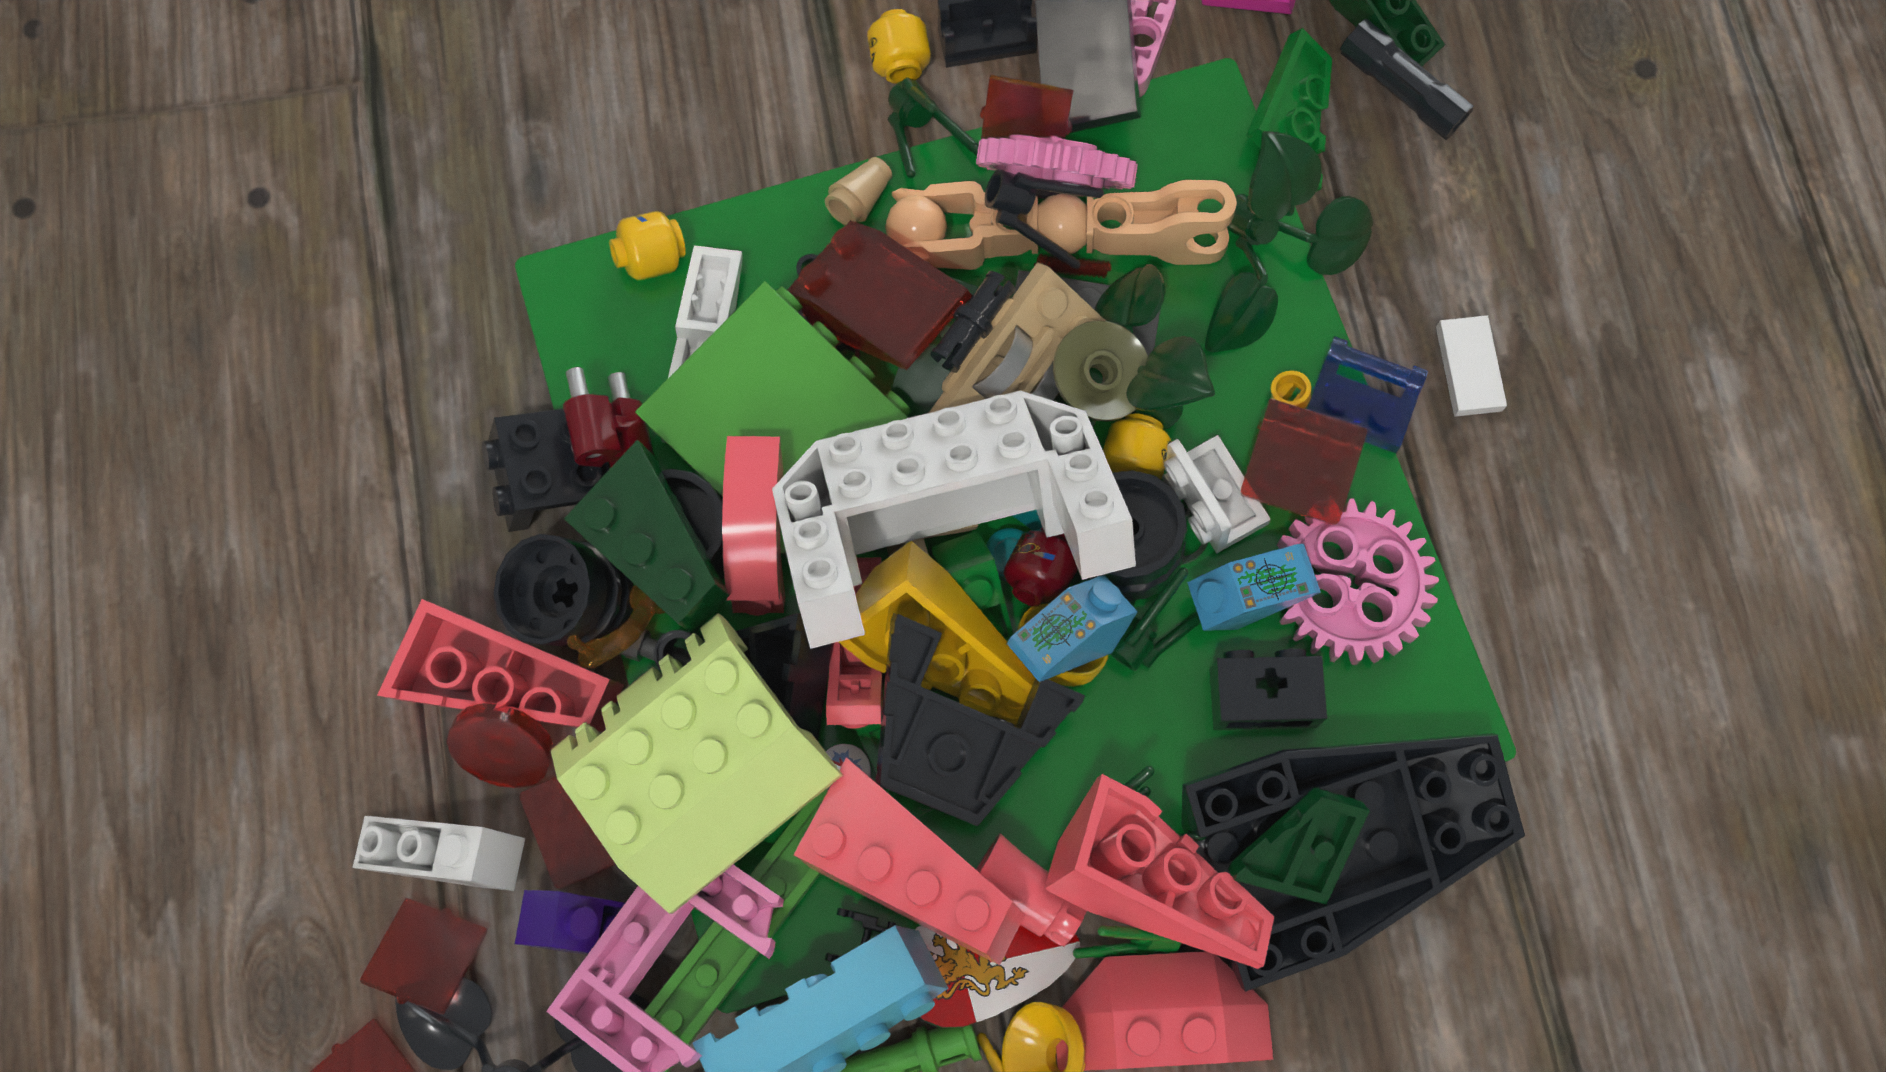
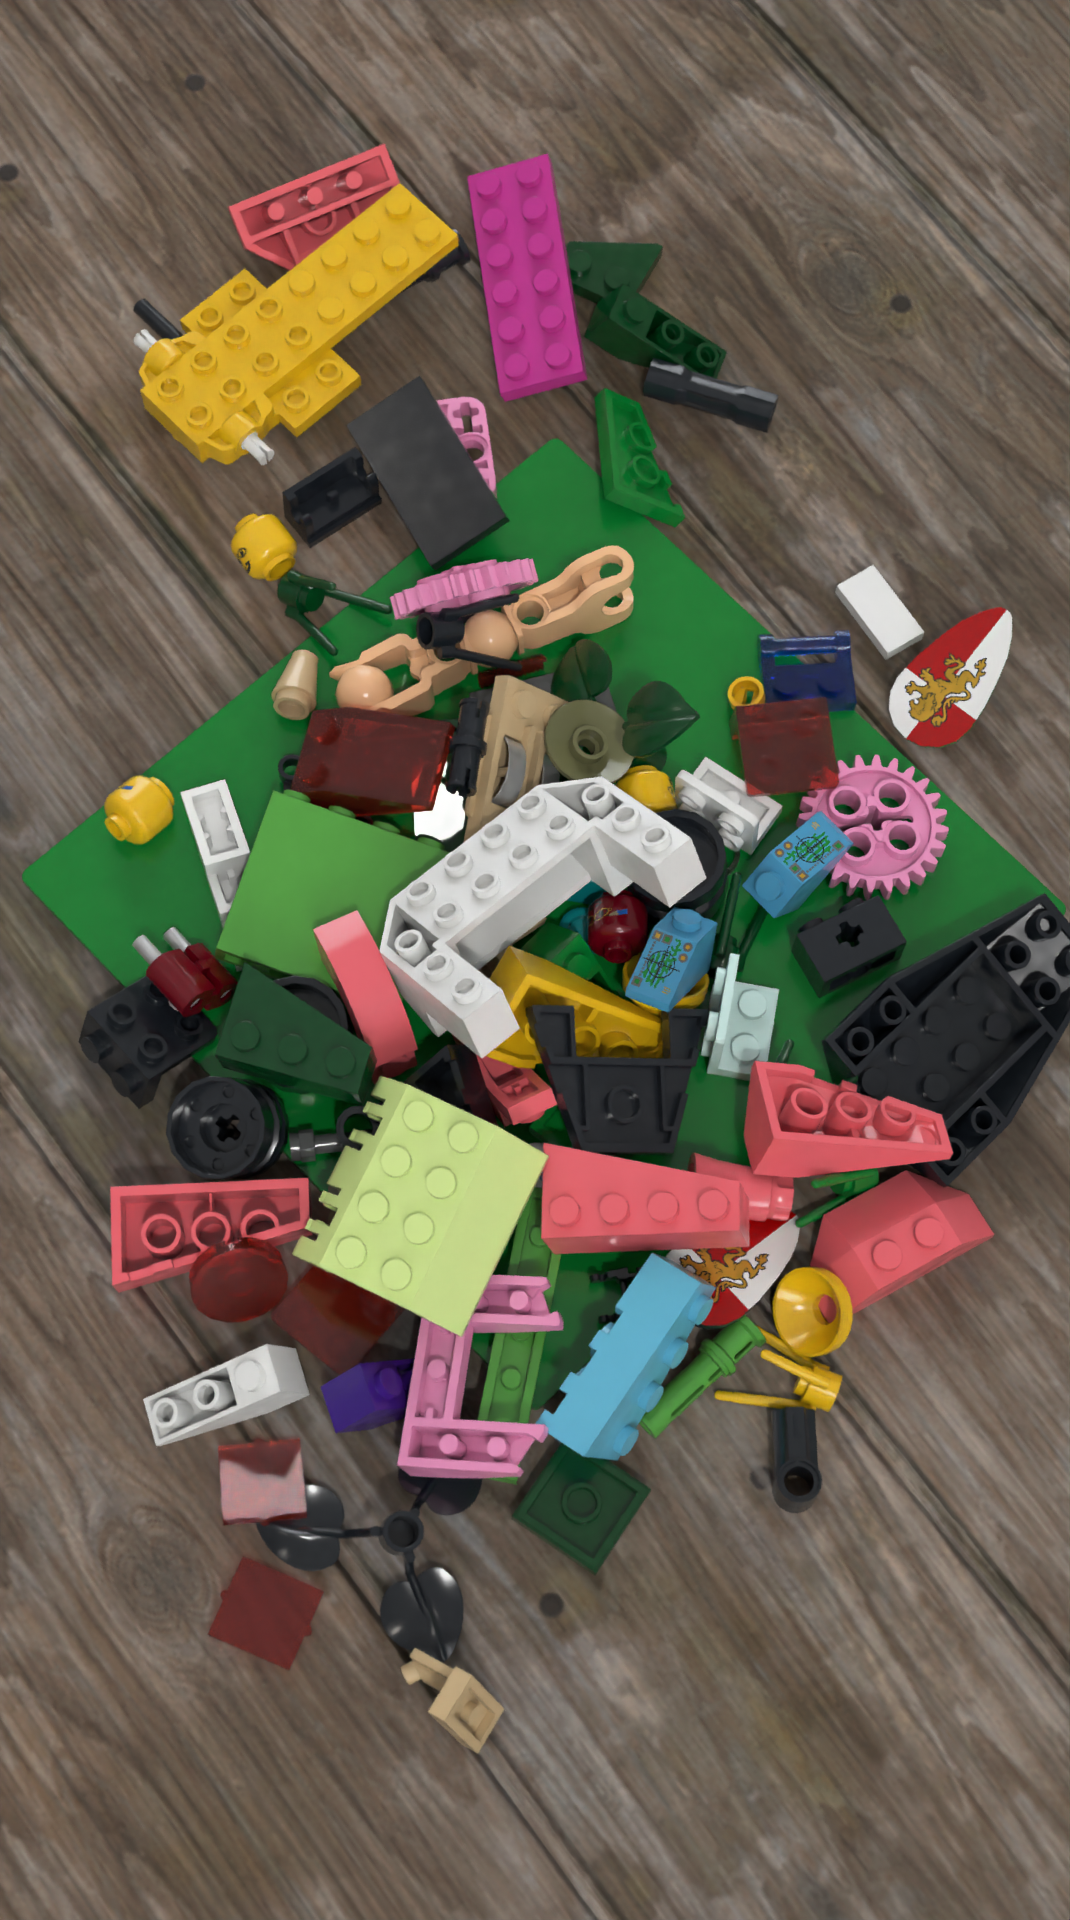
camera: 30 degrees left, 5 degrees down
(603, 649) = (299, 1109): clear orange piece -> none
(1025, 109) = (408, 556): clear red piece -> none
(1119, 723) = (738, 1023): none -> light aqua bracket
(1282, 179) = (665, 522): dark green plant -> none
(1304, 847) = (939, 1049): dark green wing -> none
(1511, 467) = (952, 680): none -> shield

